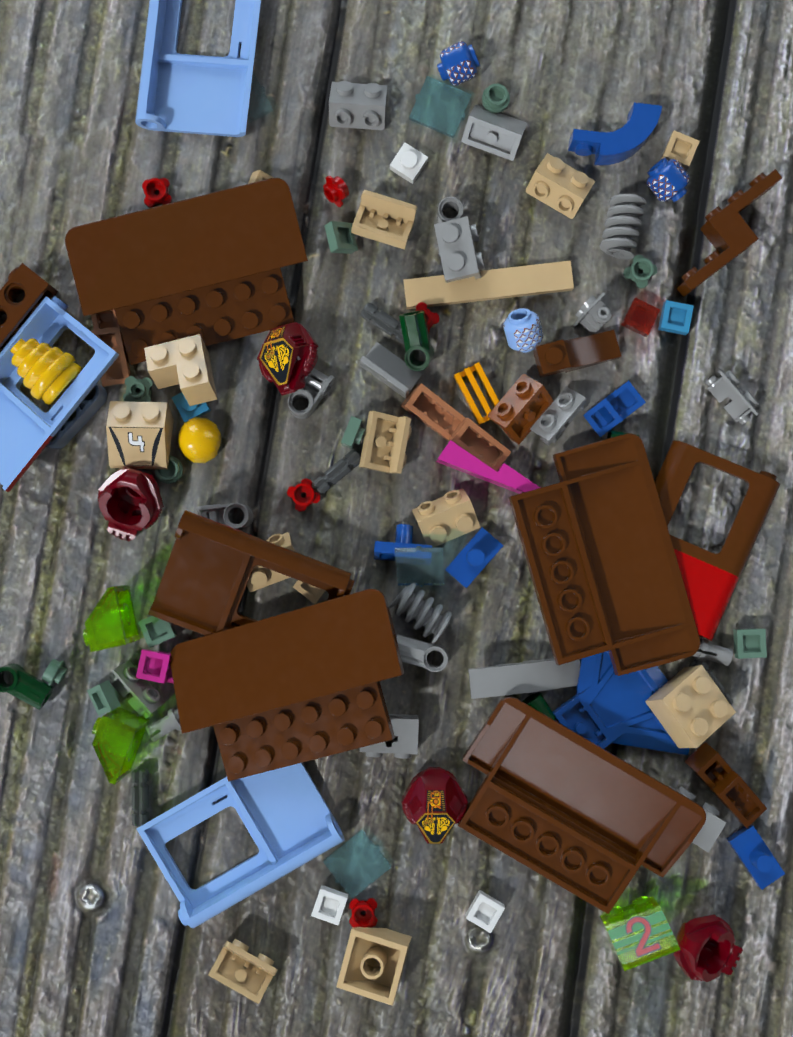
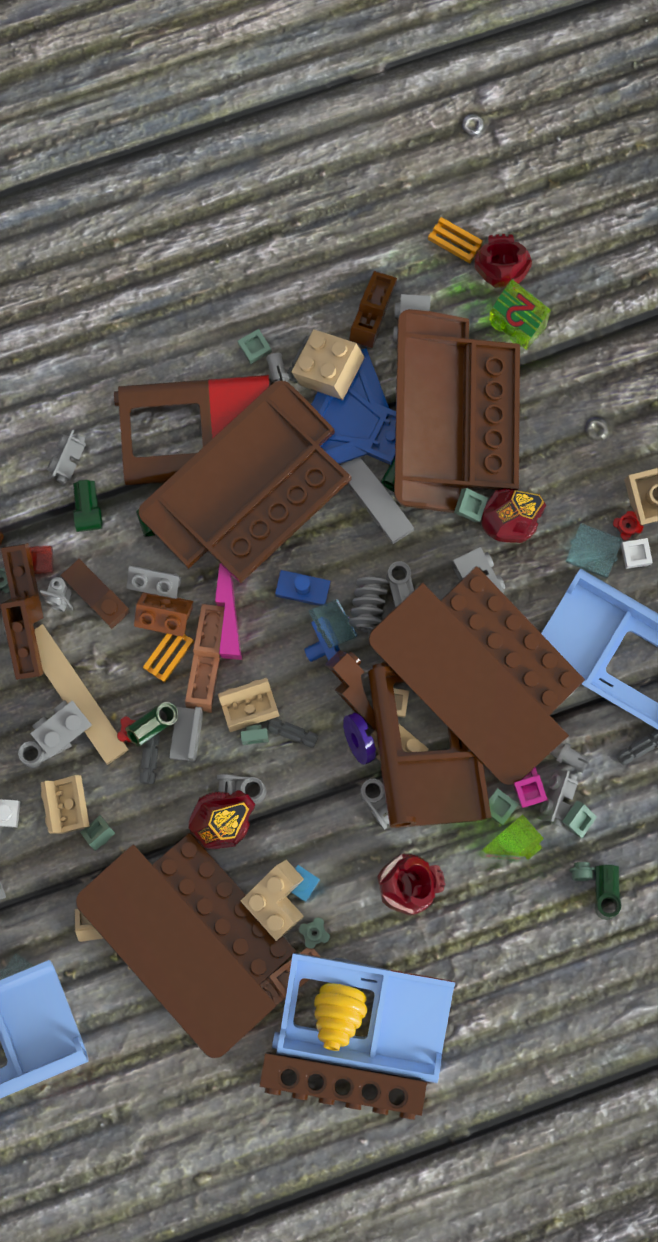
camera: 110 degrees left, 10 degrees down
(118, 741) = (602, 784): clear neon green slope -> none
(139, 434) = (350, 906): tan slope -> none
(151, 186) = (130, 1012): red plate -> none
(173, 473) = (365, 871): sand green plate -> none
(199, 440) = (327, 859): yellow hair -> none
(296, 529) = (358, 741): none -> dark purple tile
(311, 496) = (324, 742): red plate -> none
(335, 190) = (59, 859): red plate -> none
(347, 549) = (347, 670): none -> reddish brown slope
(446, 517) = (283, 626): tan bracket -> none
(465, 768) = (470, 505): none -> sand green plate
(485, 911) = (572, 435): white plate -> none
(523, 330) = (99, 644): light blue head -> none
(596, 271) = (22, 611): none -> reddish brown bracket
(614, 408) = (124, 542): blue slope -> none
(663, 387) = (87, 513): none -> dark green piece
(676, 317) = (26, 531): dark azure plate -> none
(755, 856) = (414, 261): blue tile -> none
(761, 920) = (456, 240): none -> light orange tile

